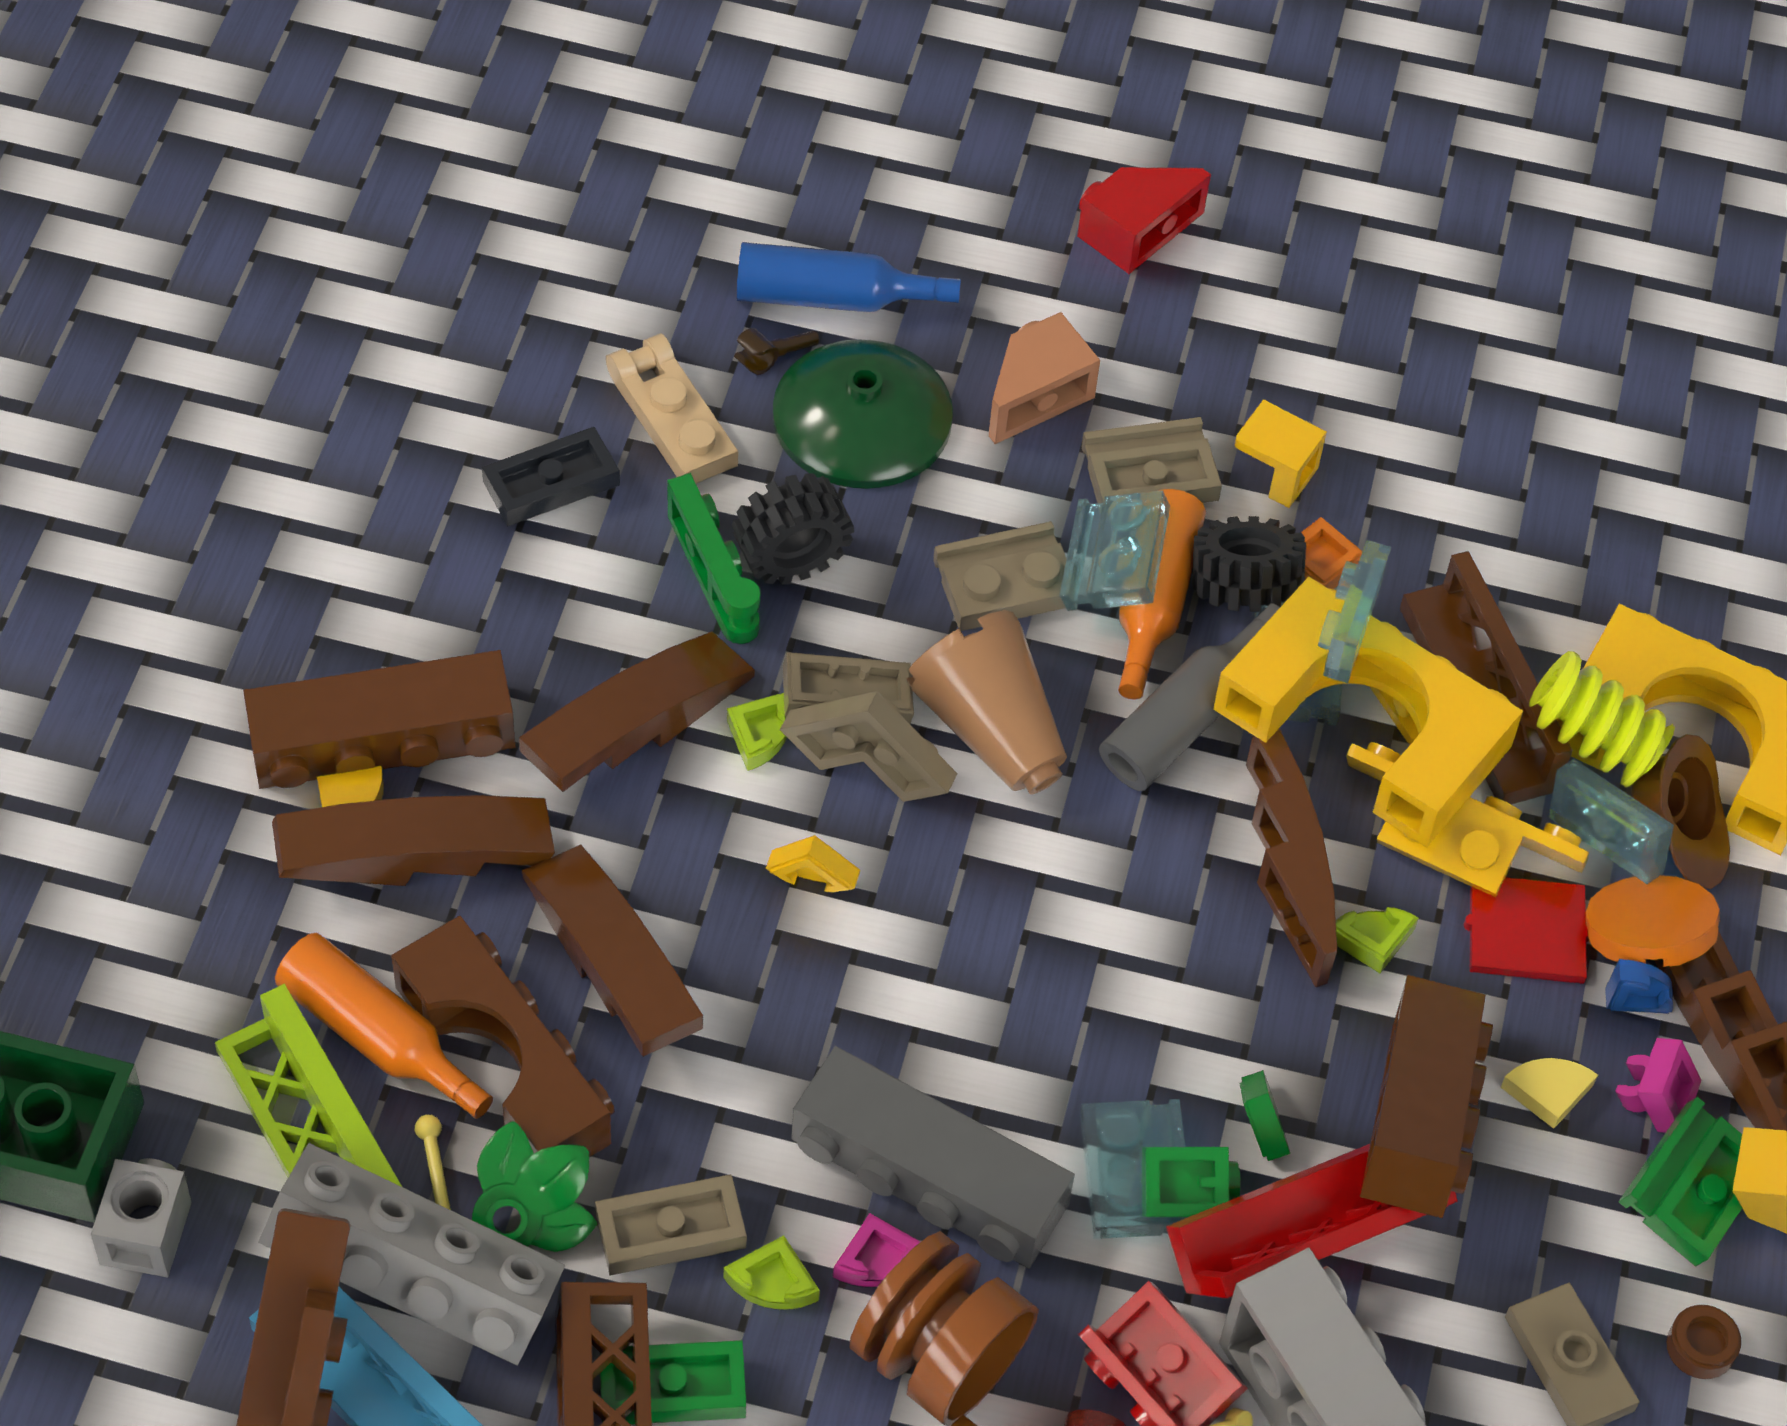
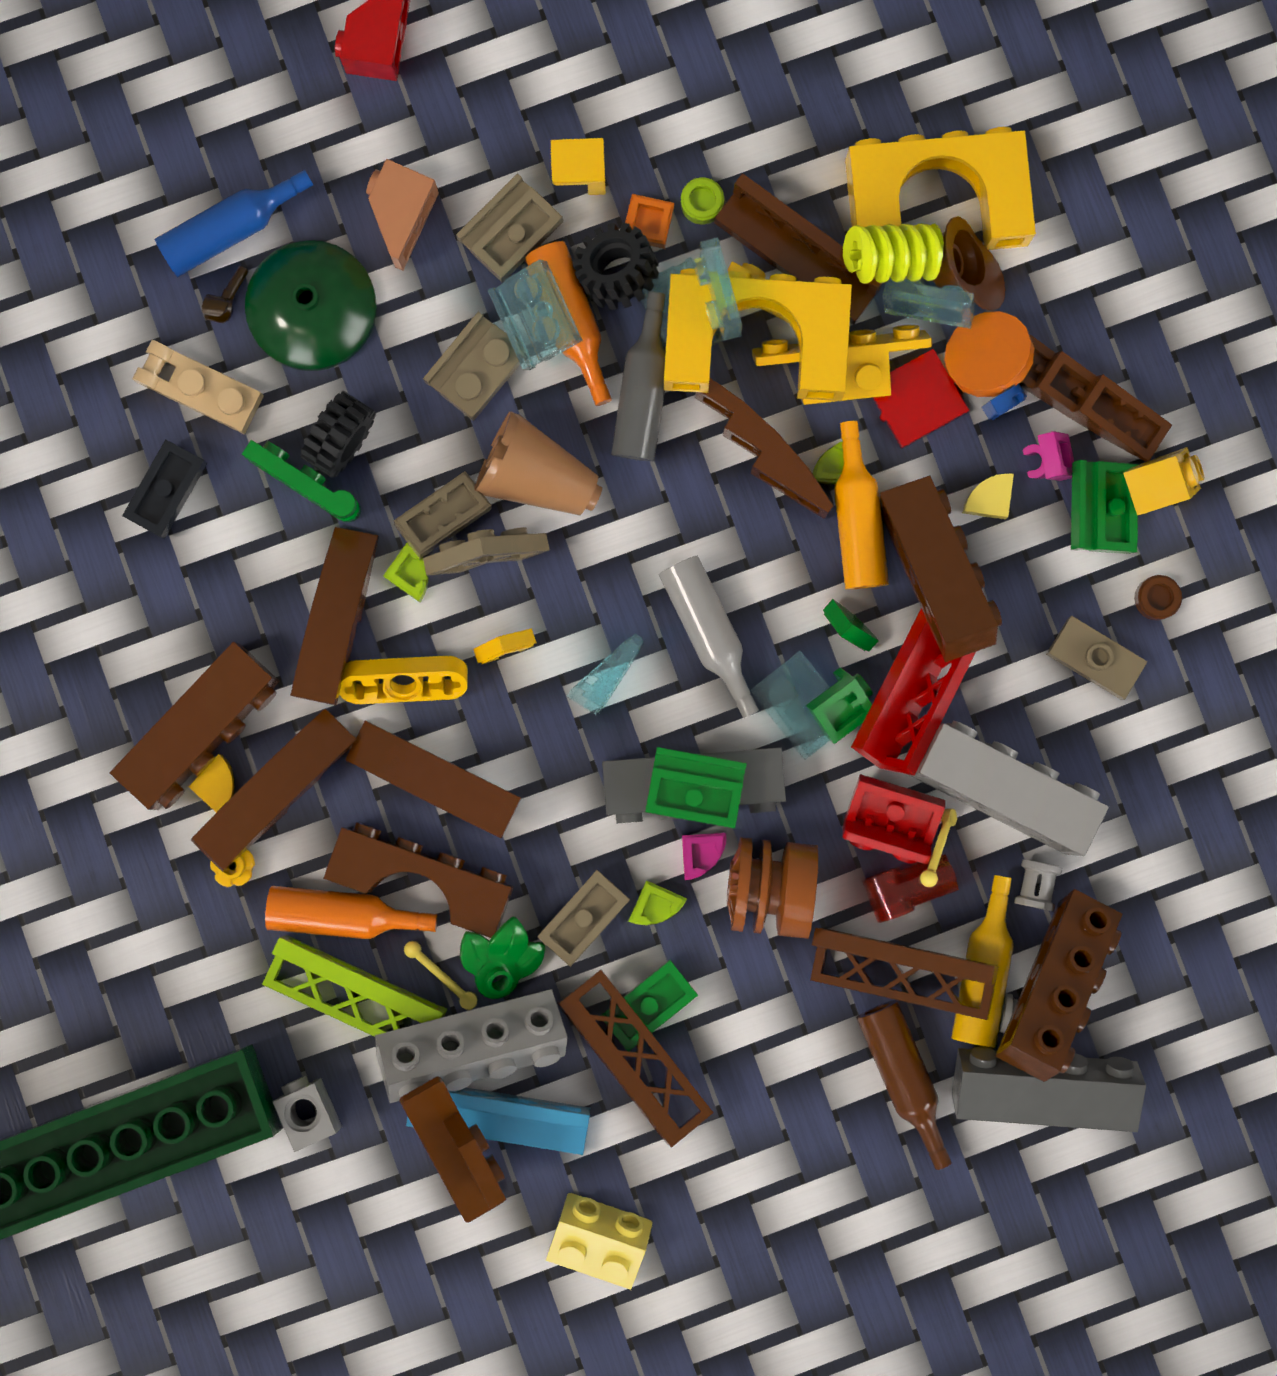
camera: 30 degrees left, 30 degrees up
(293, 908) = (239, 875): none -> yellow plate
(692, 861) = (415, 667): none -> yellow beam
(913, 972) = (600, 684): none -> clear light blue slope
(930, 1137) = (695, 787): none -> green plate
(1081, 997) = (708, 627): none -> light grey piece
(1359, 1001) = (859, 517): none -> light orange piece
(1405, 573) = (702, 200): none -> lime tile

